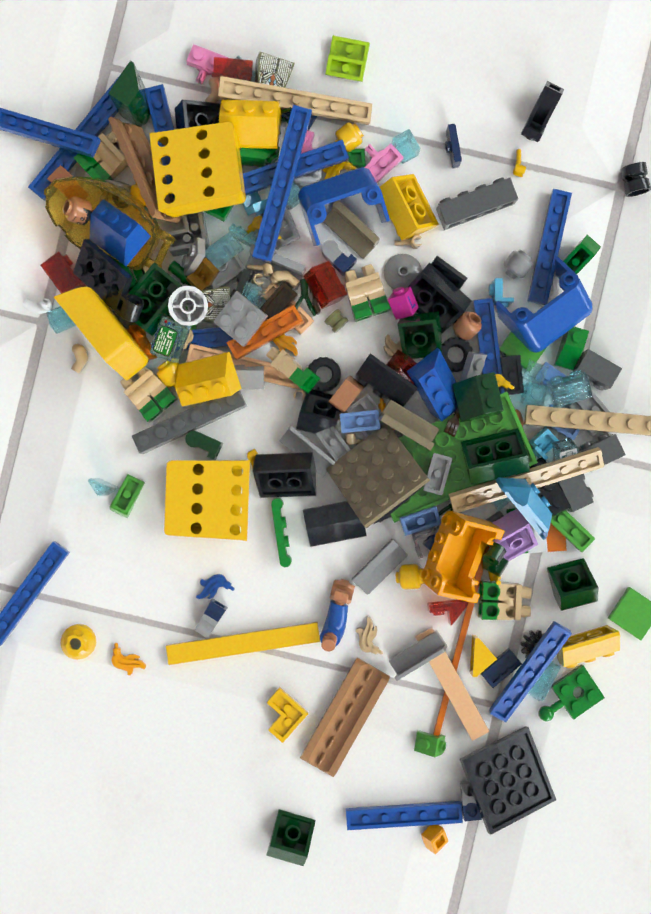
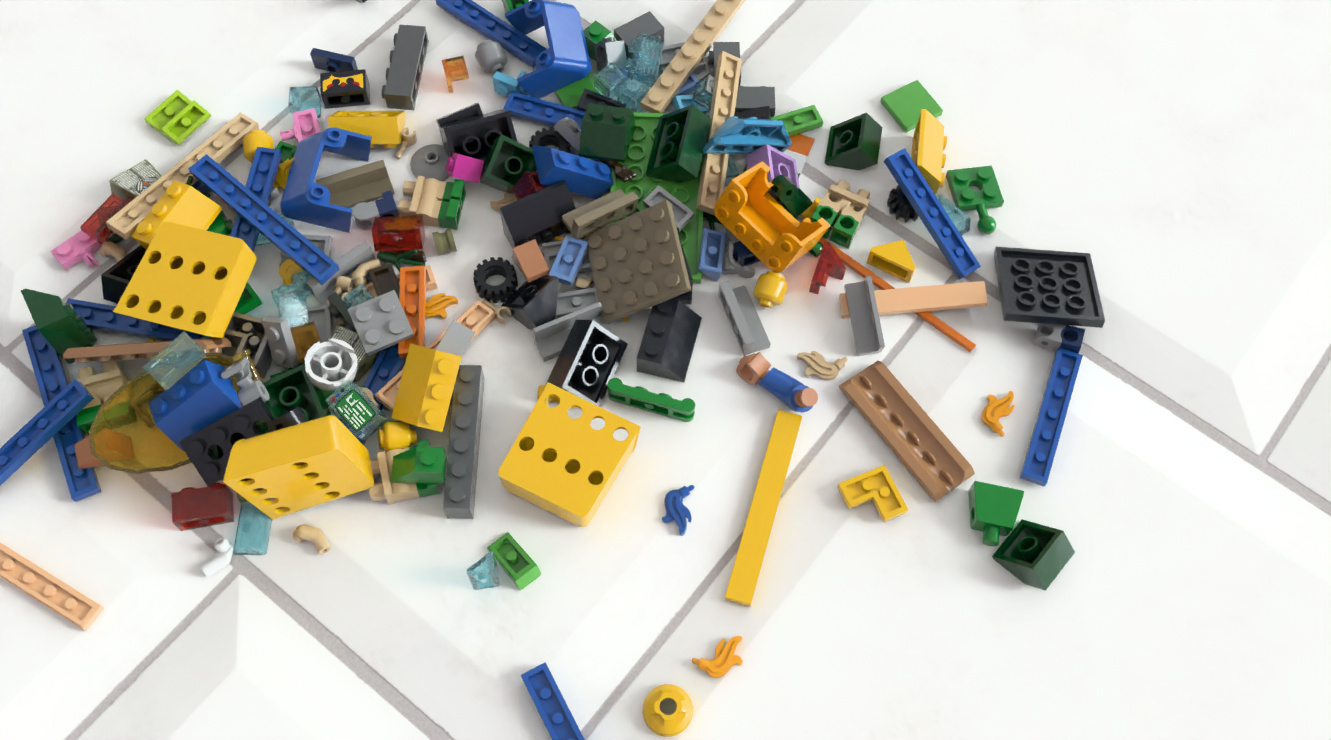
camera: 70 degrees left, 25 degrees down
(77, 210) = (141, 439): nougat head -> none
(126, 204) = (175, 360): none -> clear light blue slope
(142, 263) = (249, 388): none -> light grey leg
(149, 405) = (419, 466): none -> green slope
(199, 440) = (498, 438): dark green leg -> none
(210, 618) = (715, 525): leg -> none
(254, 204) = (265, 267): medium azure bracket -> none
(290, 368) = (470, 294): hips -> none
(309, 801) = (993, 510): none -> green torso
(392, 774) = (996, 410): none -> light orange piece
(430, 744) = (974, 352): bright green bracket -> none
(433, 168) = (345, 88): none -> black brick
(434, 838) = (1091, 395): light orange slope -> none
(467, 325) = (526, 122): nougat head -> none
(488, 245) = (454, 70): none -> clear orange panel
(501, 668) = (917, 246): dark blue plate -> none
(519, 169) = (395, 21): yellow hand -> none
(561, 359) = (610, 51): none -> dark grey brick

